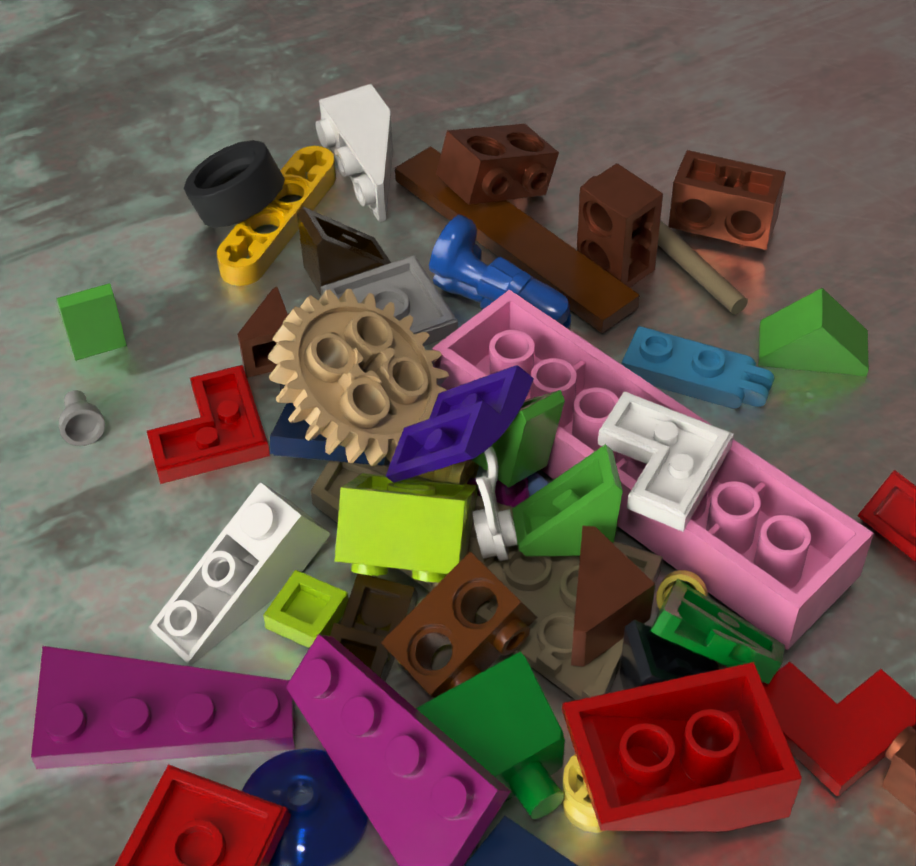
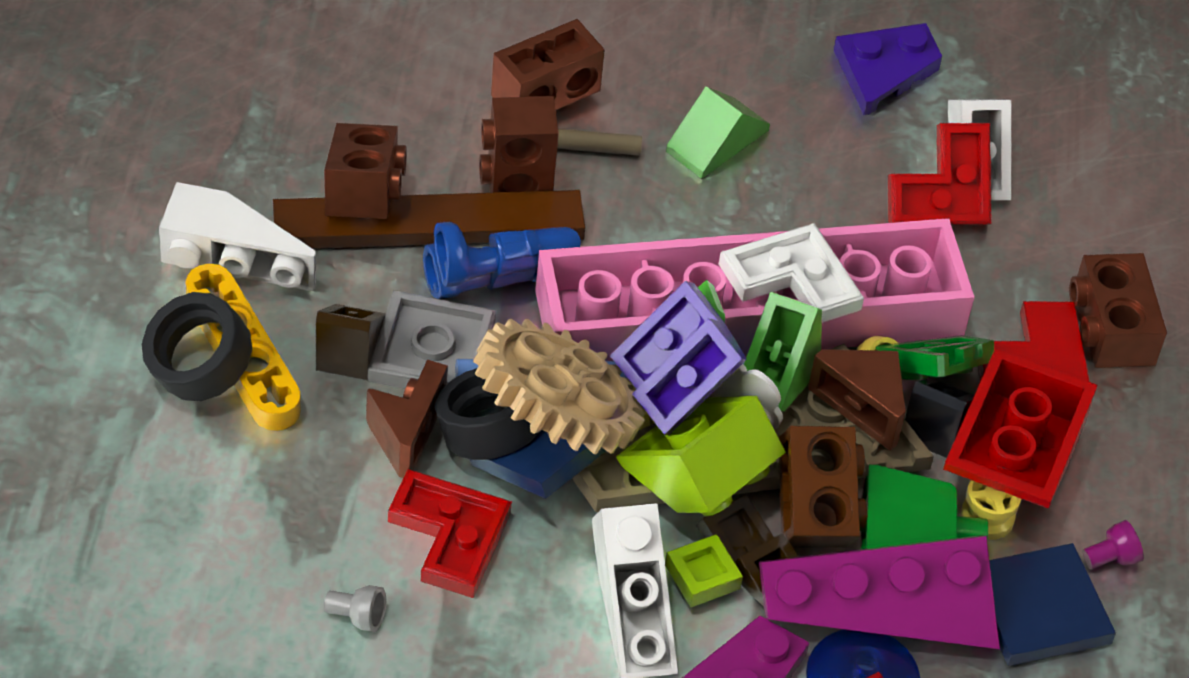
camera: 60 degrees left, 0 degrees up
(91, 321) = (245, 534): bright green slope -> none
(697, 369) = (678, 210): dark azure hinge -> none

